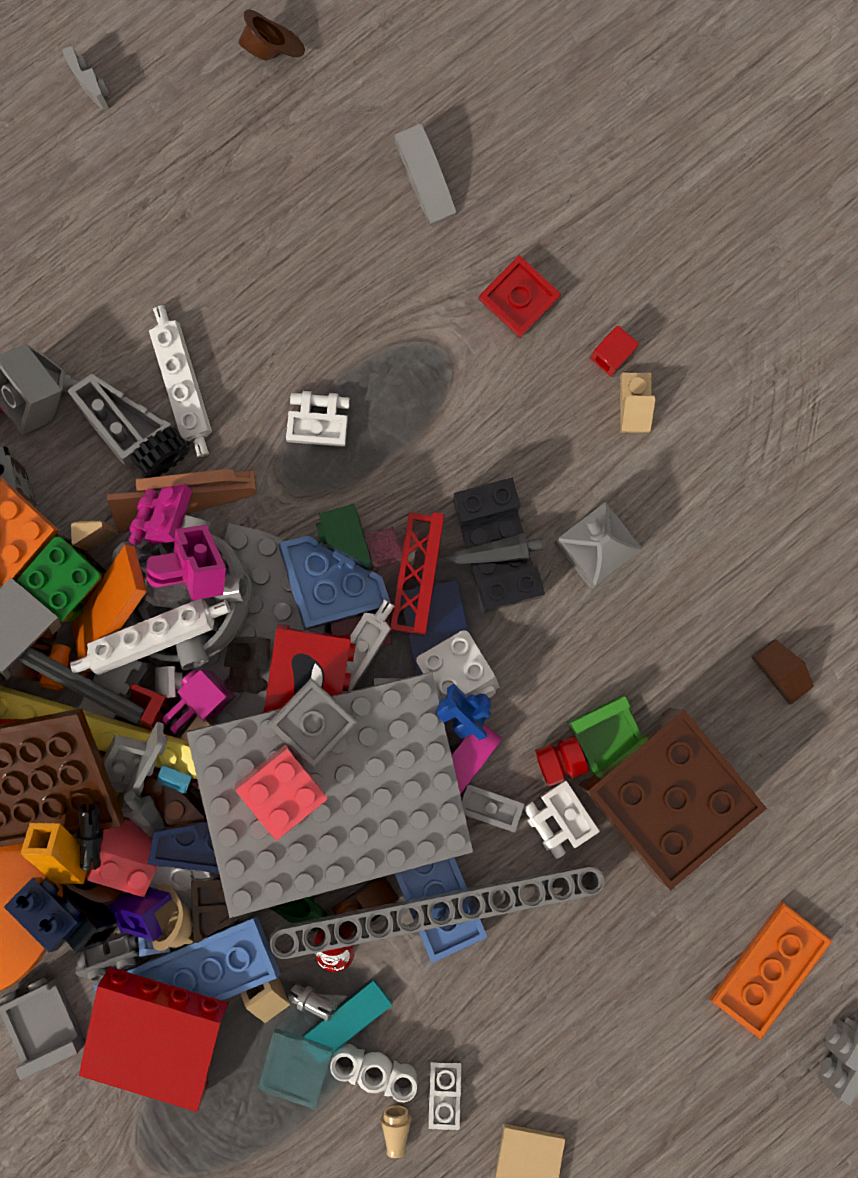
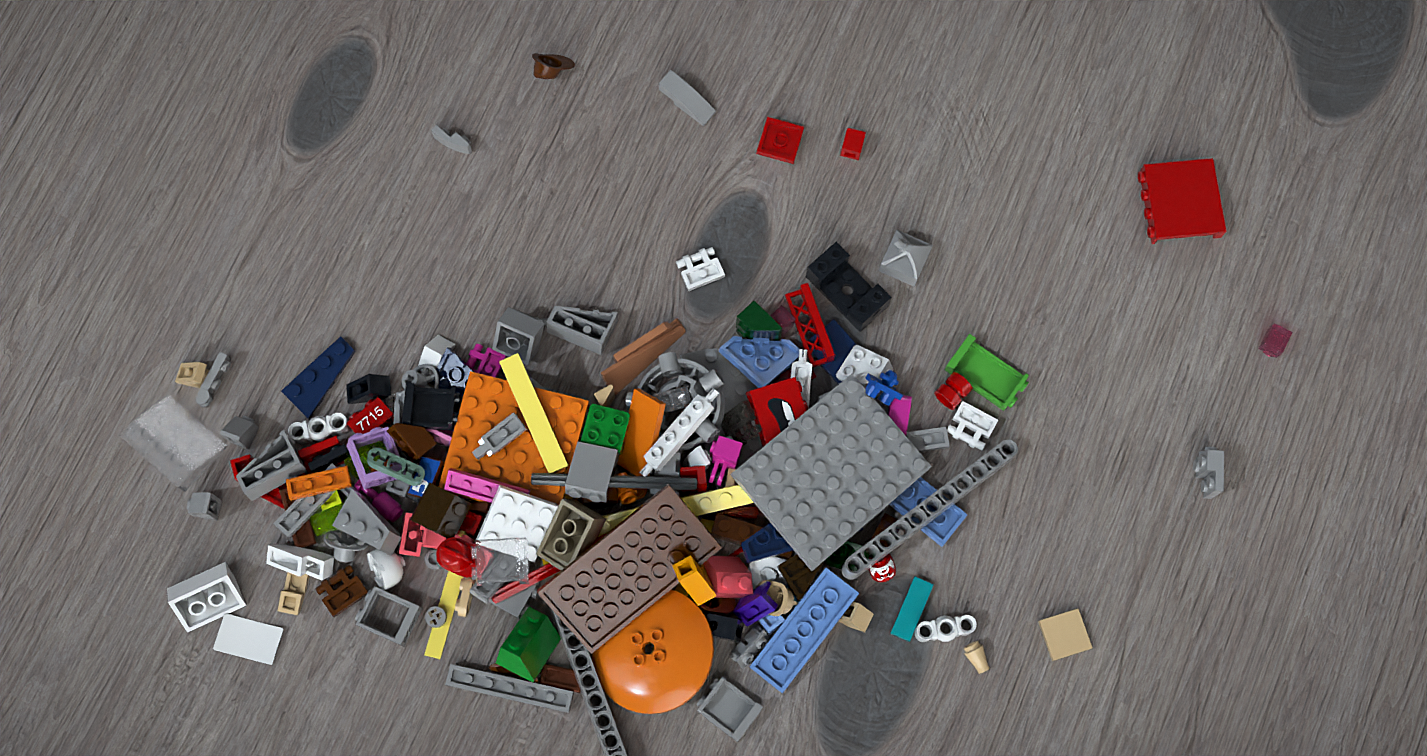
camera: 30 degrees left, 10 degrees down
(45, 913) = (704, 622): dark blue brick -> none
(89, 836) = (708, 561): black pin -> none
(132, 760) = (710, 506): light grey bracket -> none
(143, 813) = (730, 541): dark grey bar -> none
(152, 1038) = (805, 672): red panel -> none
(160, 452) = (618, 332): black tyre -> none
(167, 515) = (648, 364): dark pink plate -> none
(173, 779) = (735, 511): medium azure tile -> none
(180, 381) = (605, 287): white plate -> none
(193, 563) = (684, 373): dark pink brick -> none
(280, 792) = (805, 476): coral brick -> none
(295, 1068) = (897, 651): clear light blue tile -> none
(308, 1000) = (882, 607): light grey pin -> none
(312, 723) = (800, 431): light grey tile -> none
(445, 1096) = (993, 622): white slope -> none
(506, 549) = (851, 288): dark grey bar -> none
(636, 403) = (882, 167): tan slope -> none
(673, 798) = (1027, 376): reddish brown container -> none
(770, 970) = (1141, 450): orange tile -> none
(784, 670) = (1053, 275): reddish brown slope -> none

